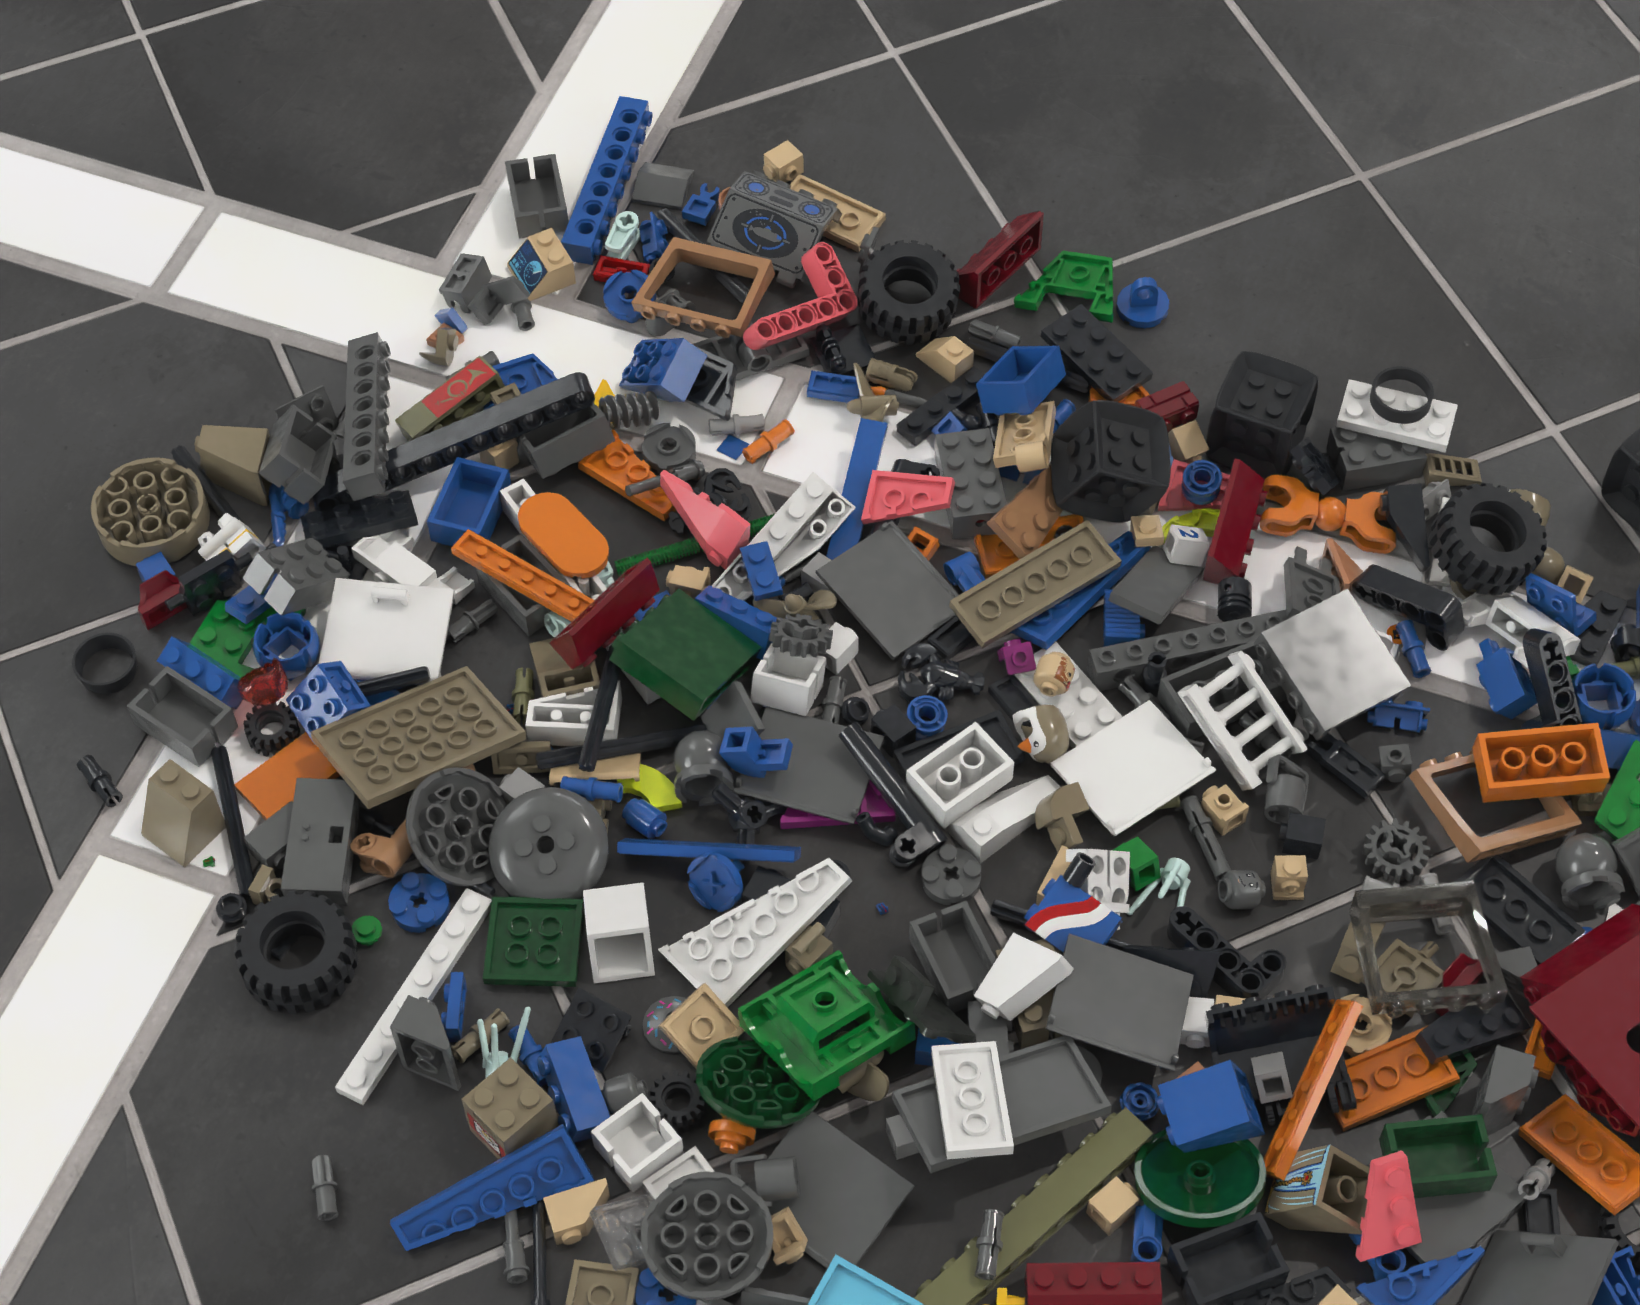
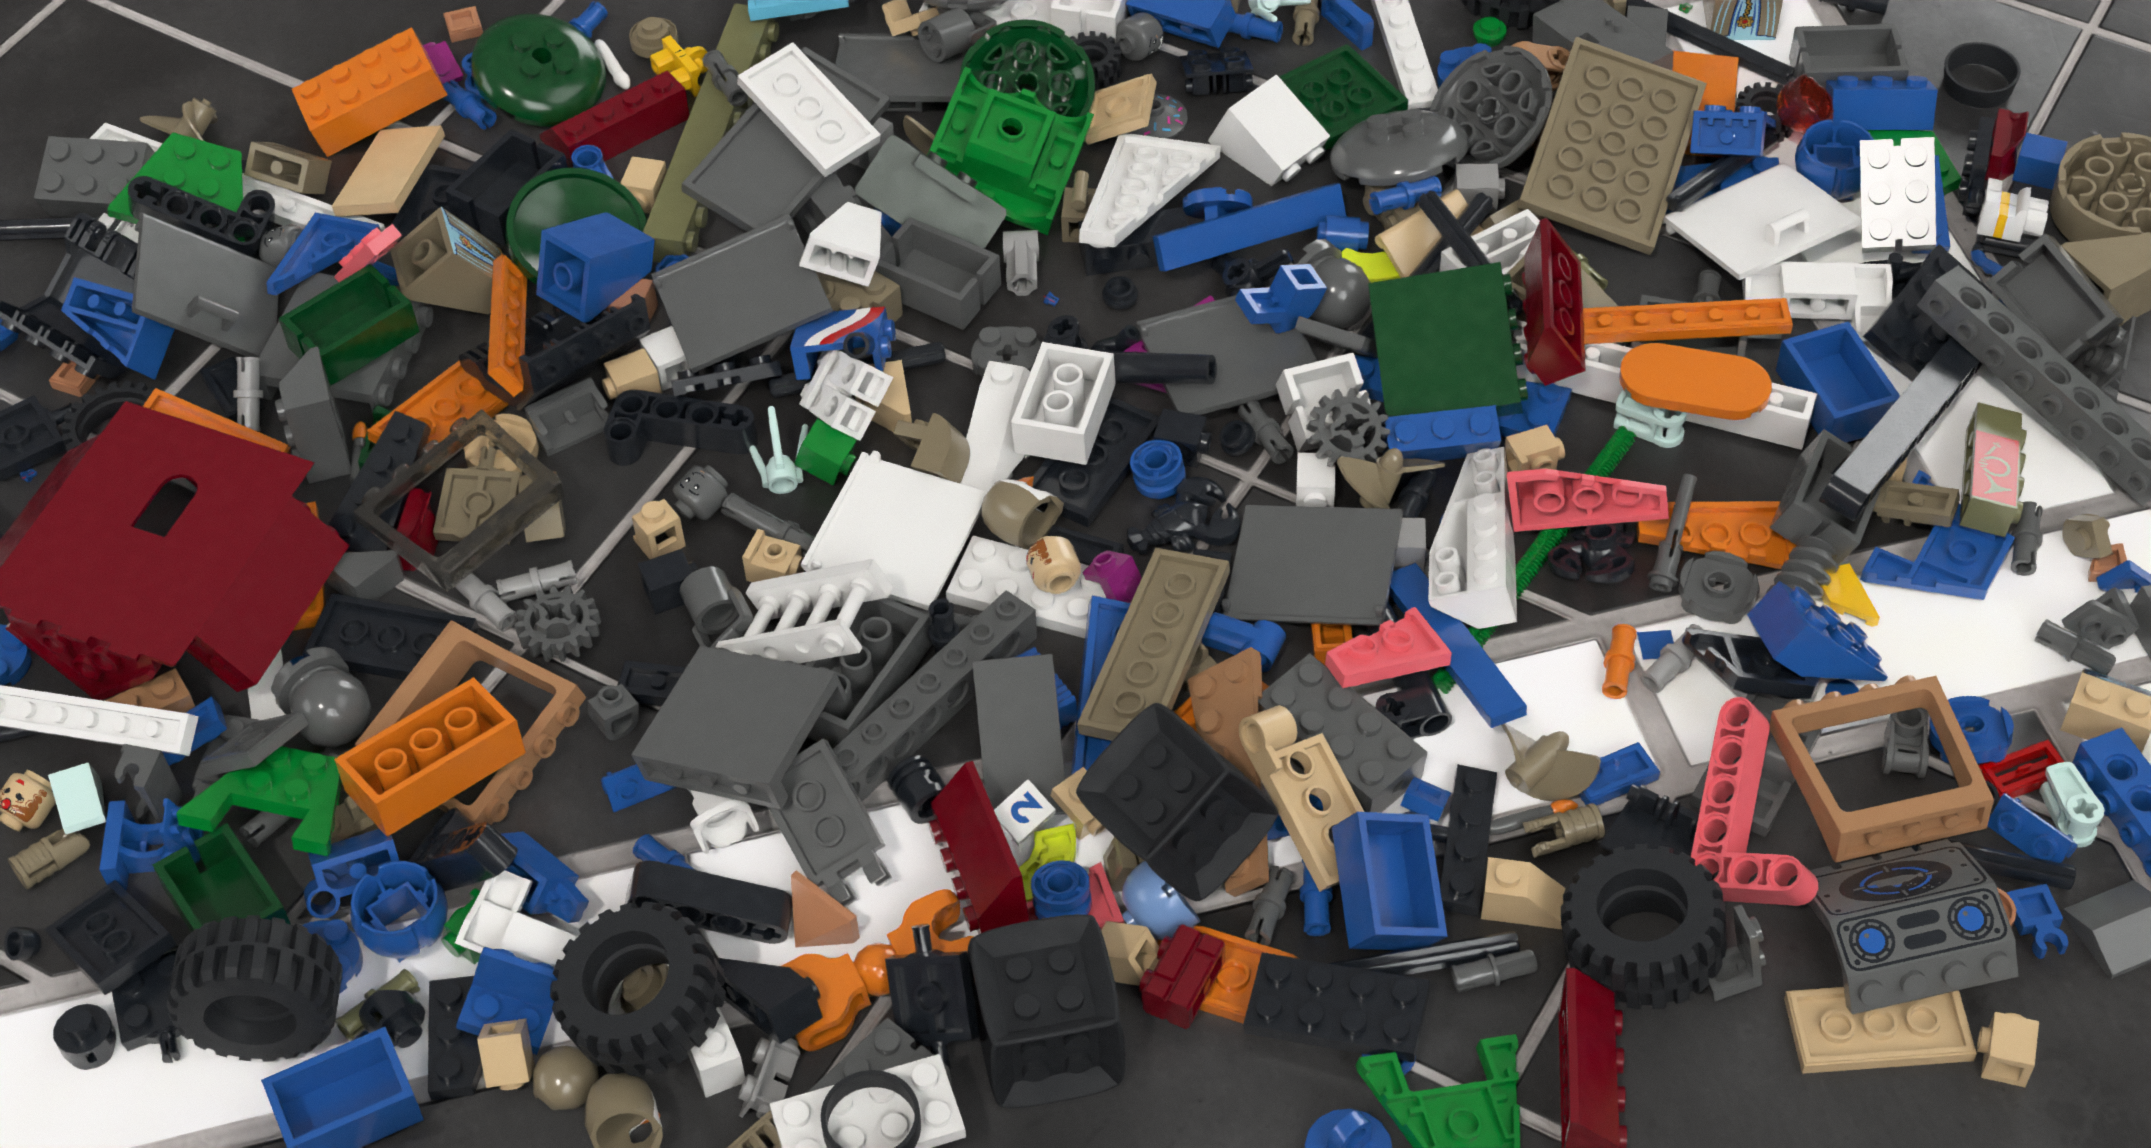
camera: 145 degrees right, 5 degrees down
(761, 571) = (1459, 476): blue plate -> none
(878, 948) = (1021, 260): none -> light grey piece
(1271, 1077) = (552, 320): light grey brick -> none
(1461, 1105) = (358, 437): none -> dark grey piece

